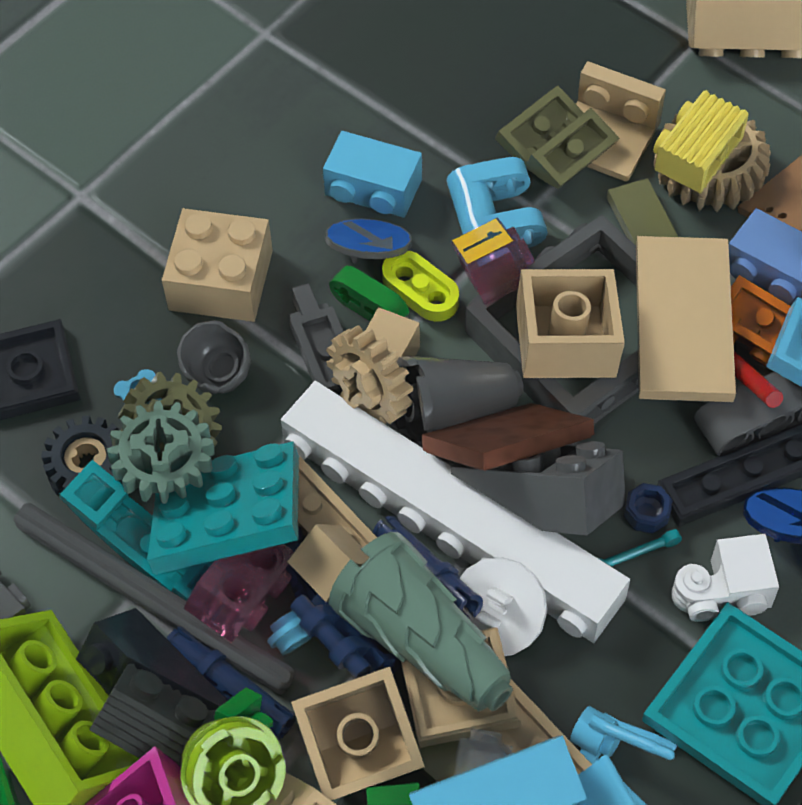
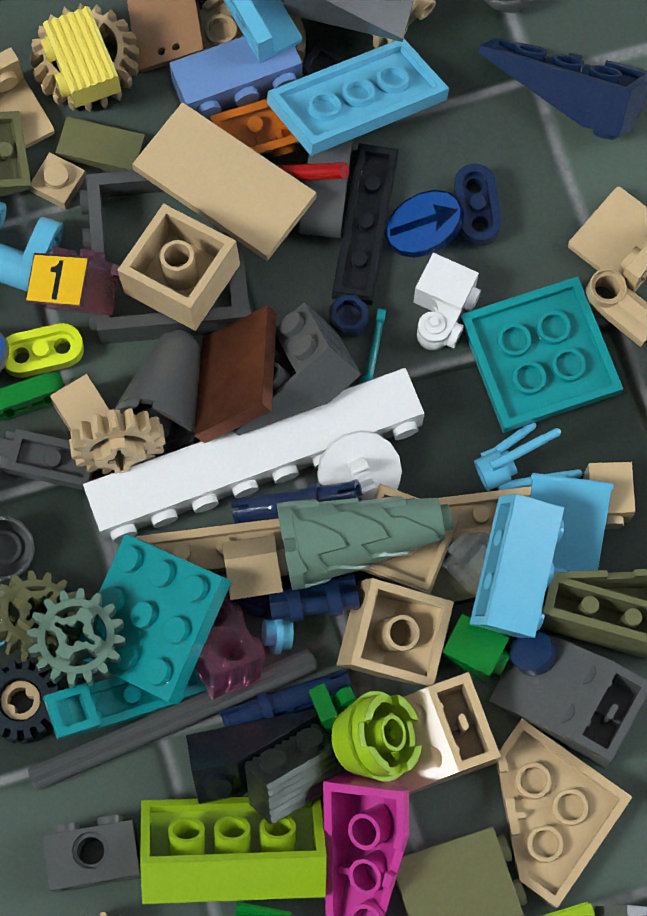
camera: 60 degrees left, 15 degrees up
(583, 205) = (57, 181): none -> tan plate

